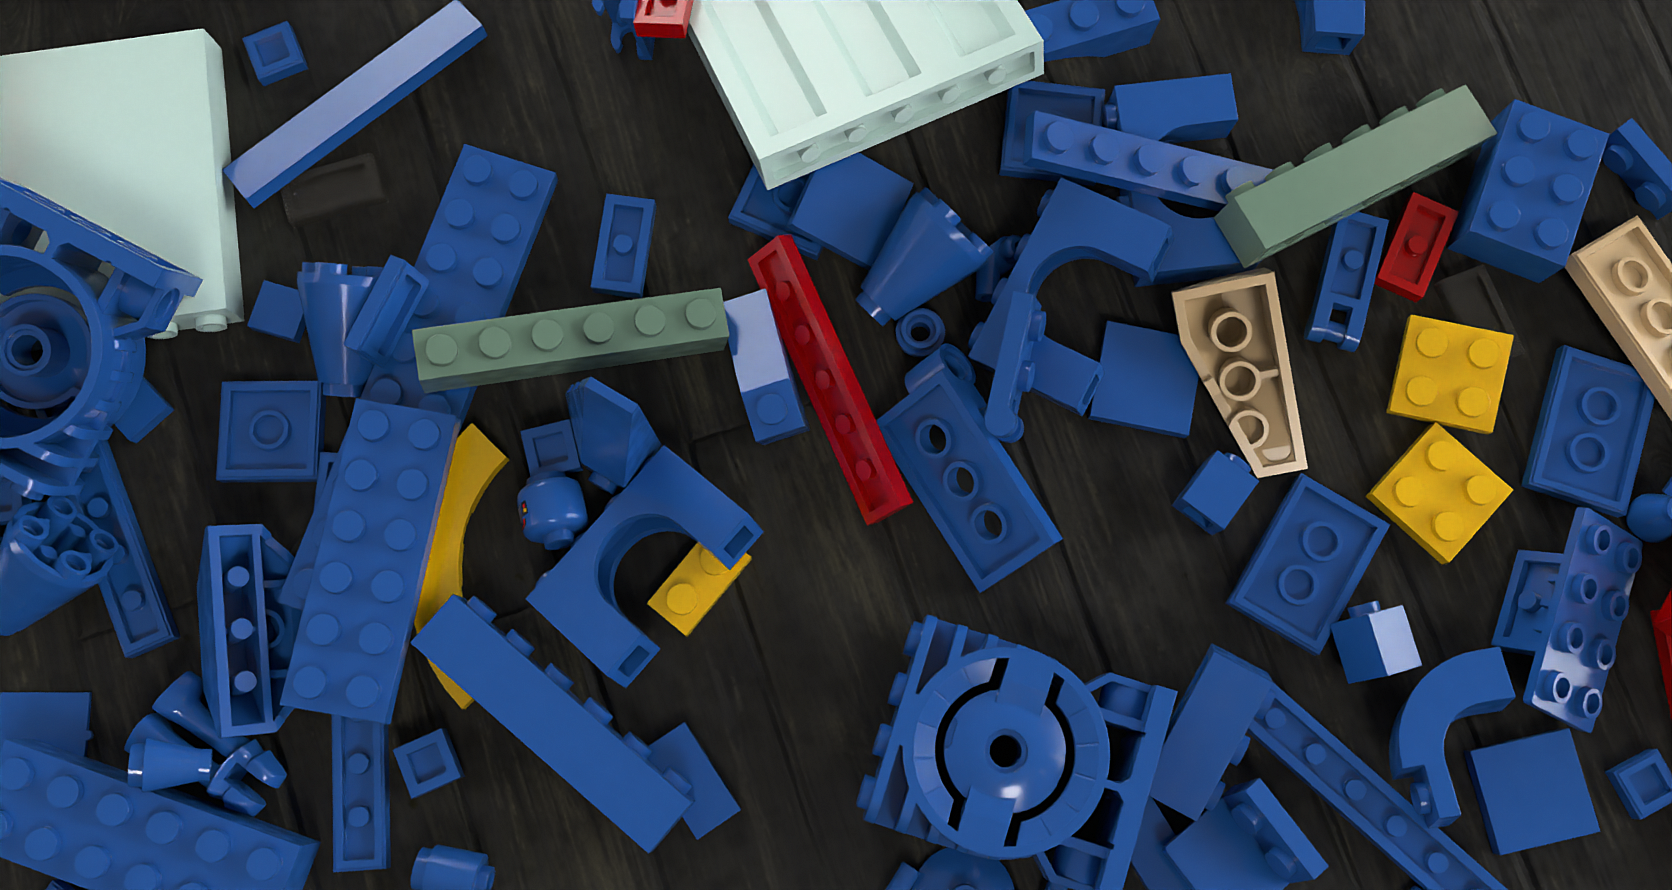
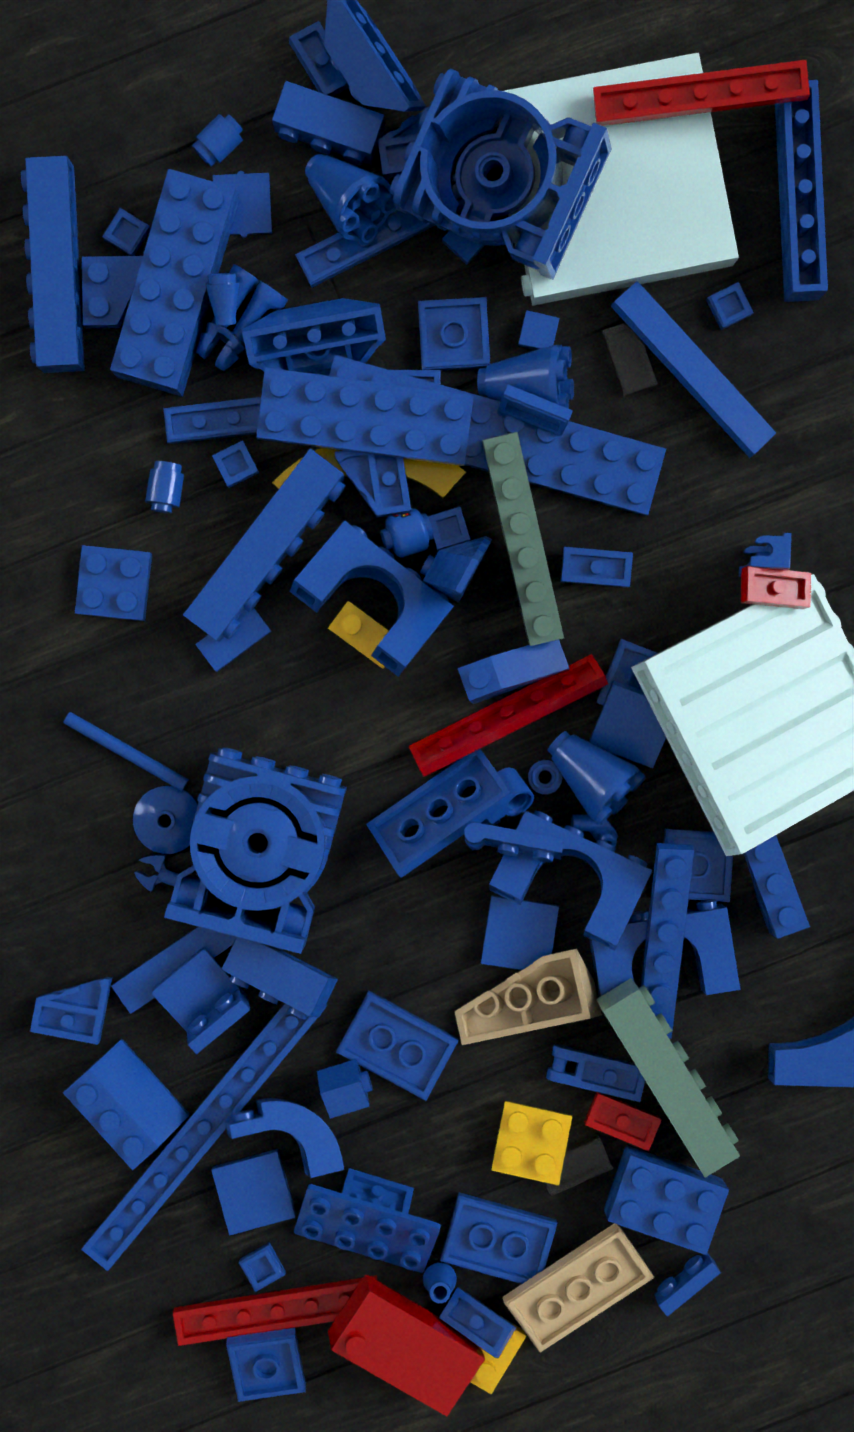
camera: 90 degrees right, 10 degrees up
(469, 547) = (378, 480): none -> blue wing
(1216, 491) = (442, 982): blue brick -> none
(1439, 493) = (450, 1135): yellow plate -> none

